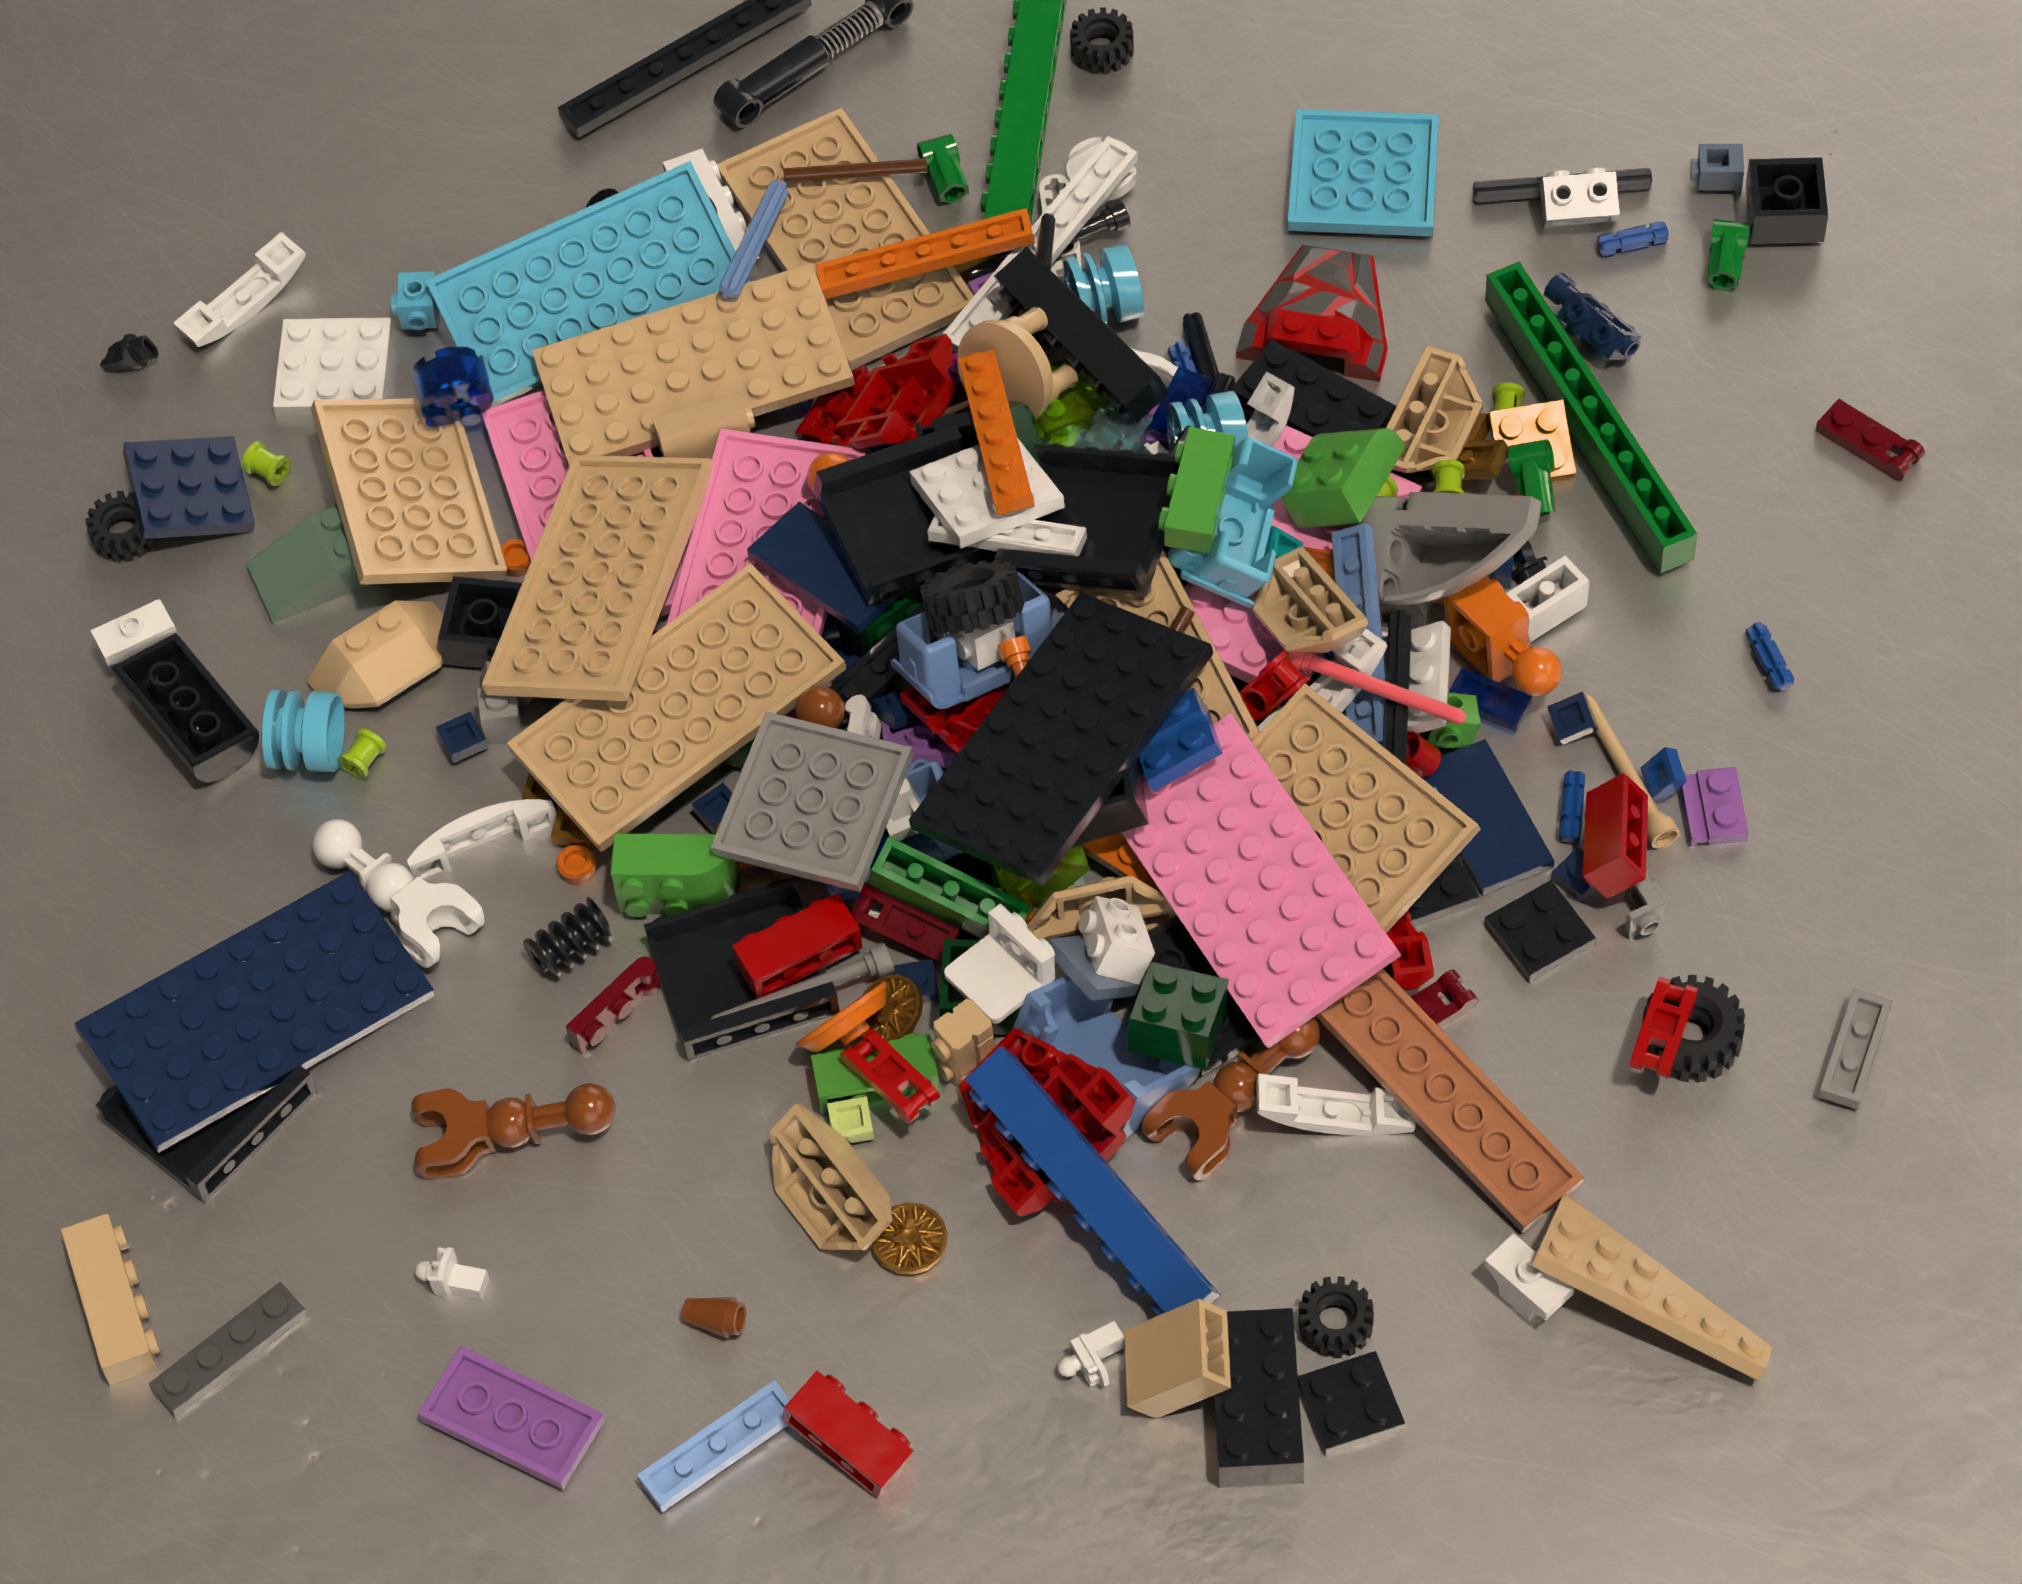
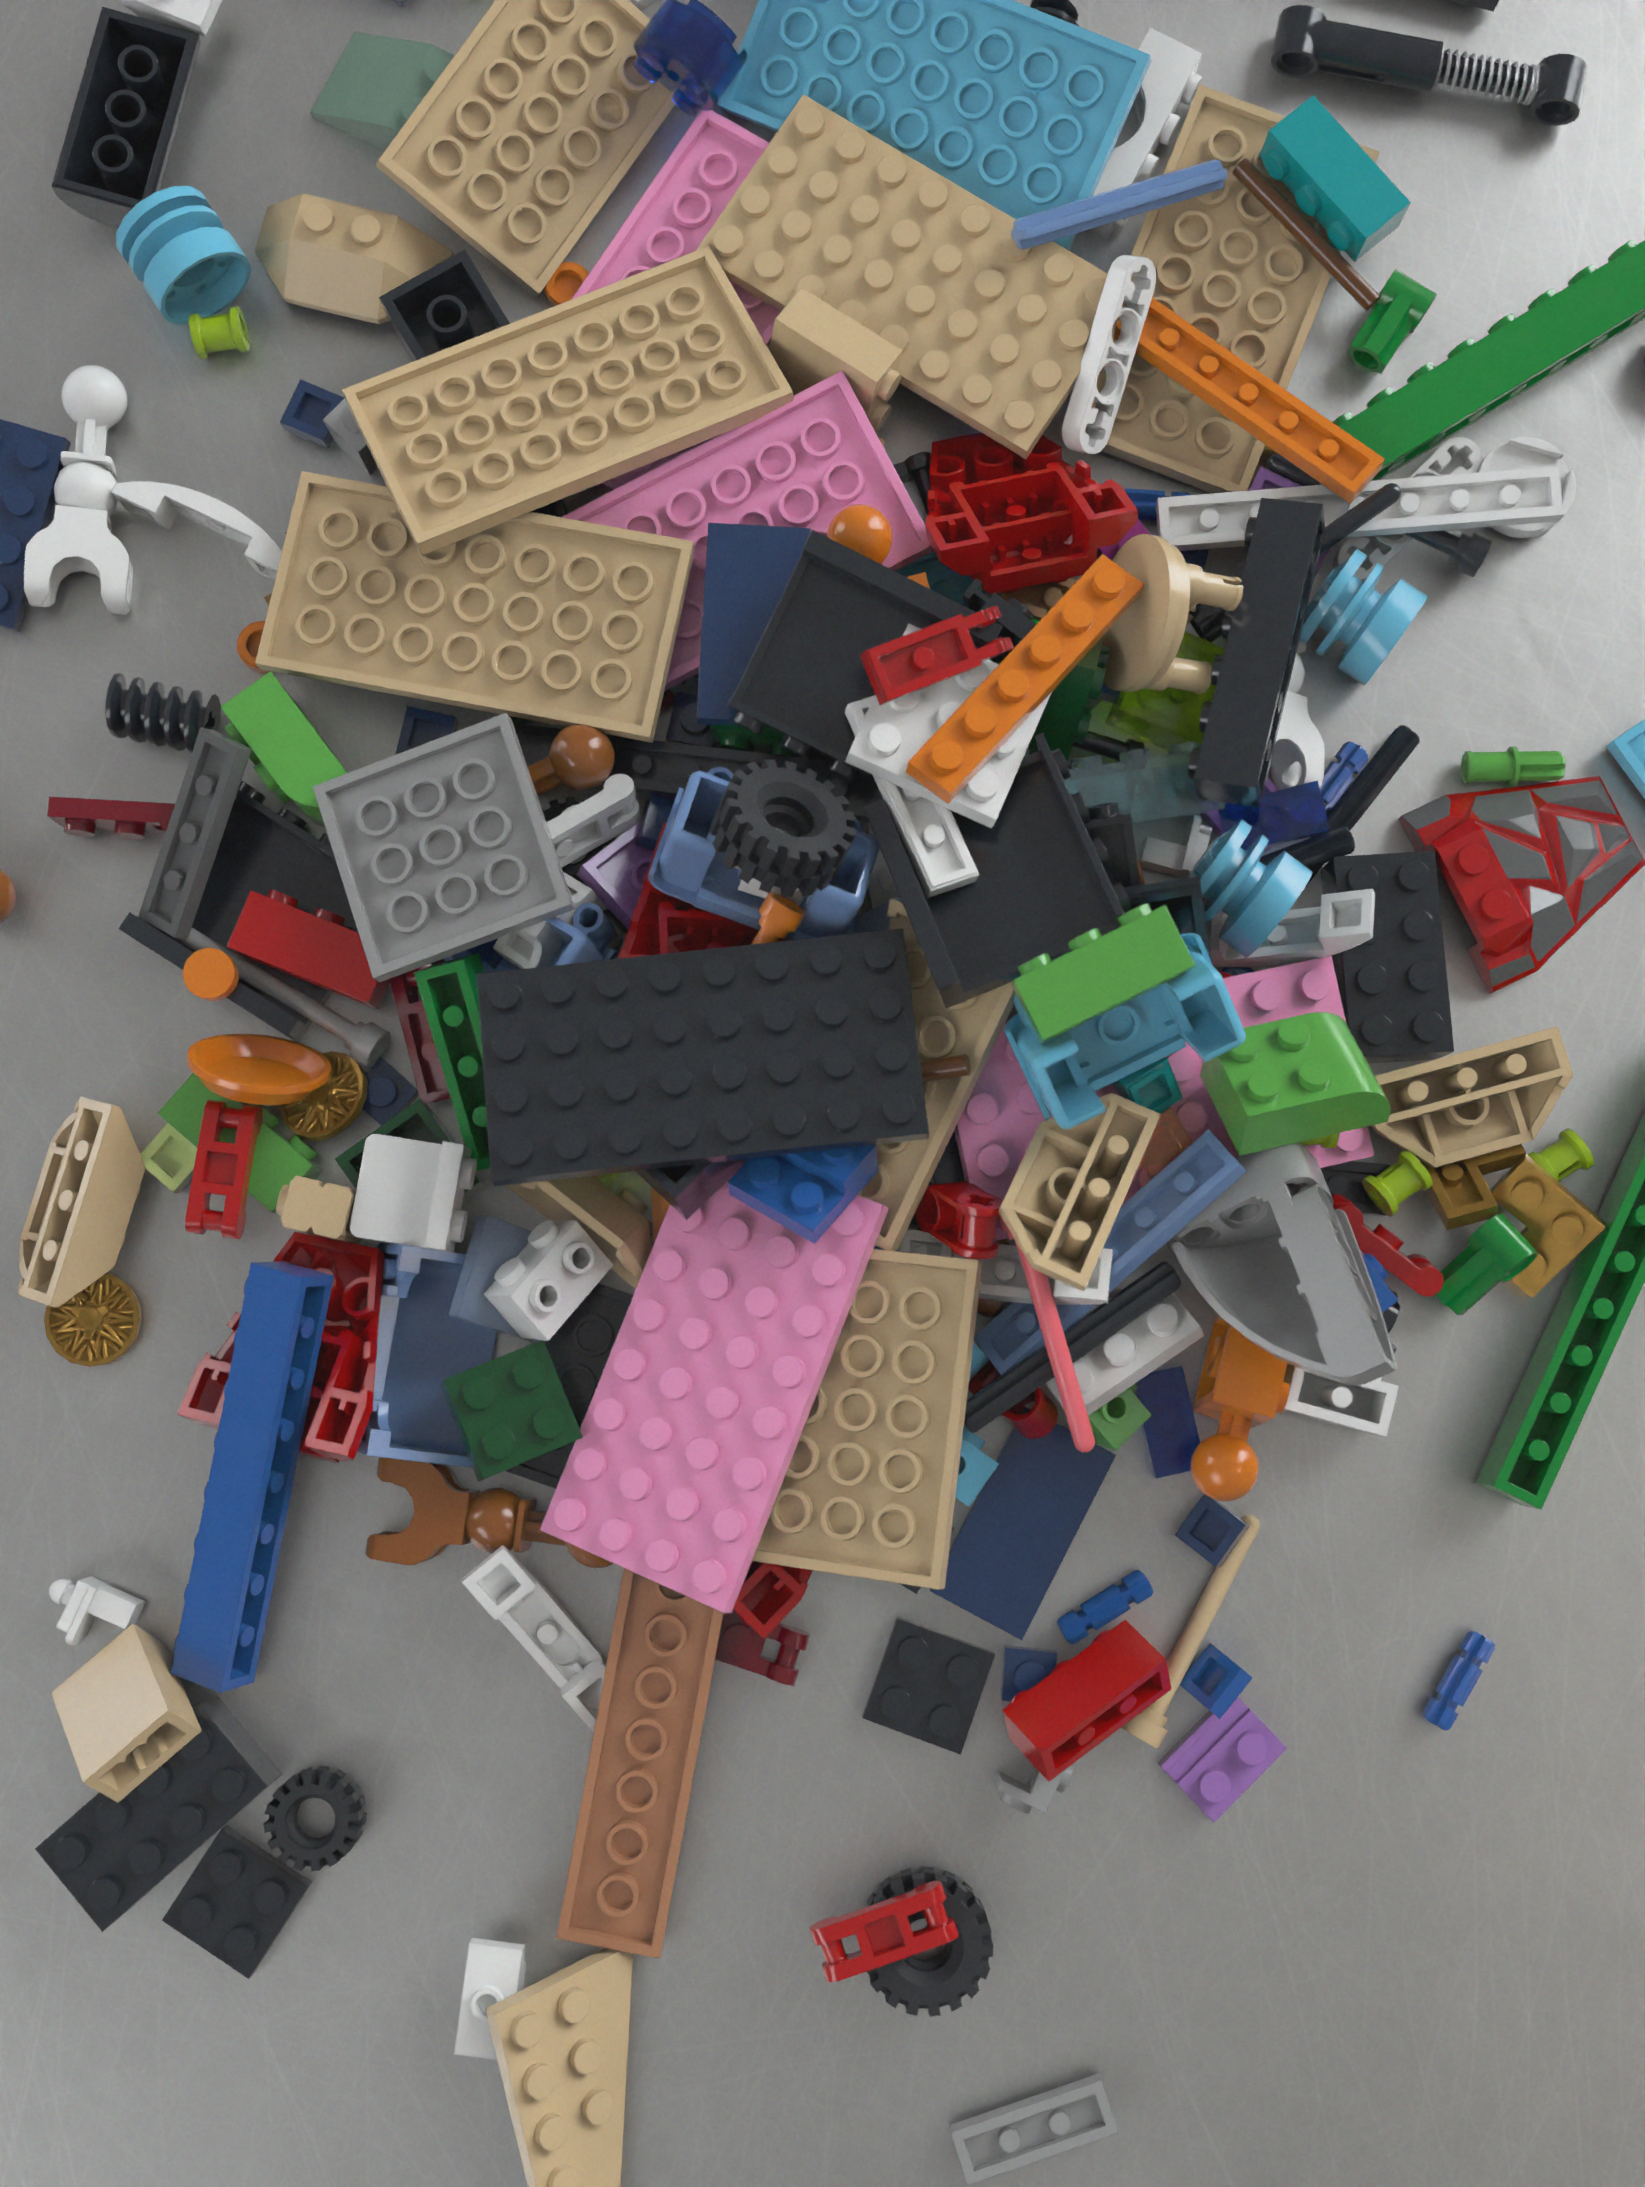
camera: 45 degrees right, 25 degrees up
(667, 952) = (194, 833): none -> dark grey plate
(762, 1005) = (210, 974): none -> orange tile
(836, 301) = (1103, 352): none -> white beam
(838, 134) = (1333, 179): none -> teal brick
(942, 461) = (930, 655): none -> red hinge
(1257, 281) = (1512, 766): none -> bright green axle

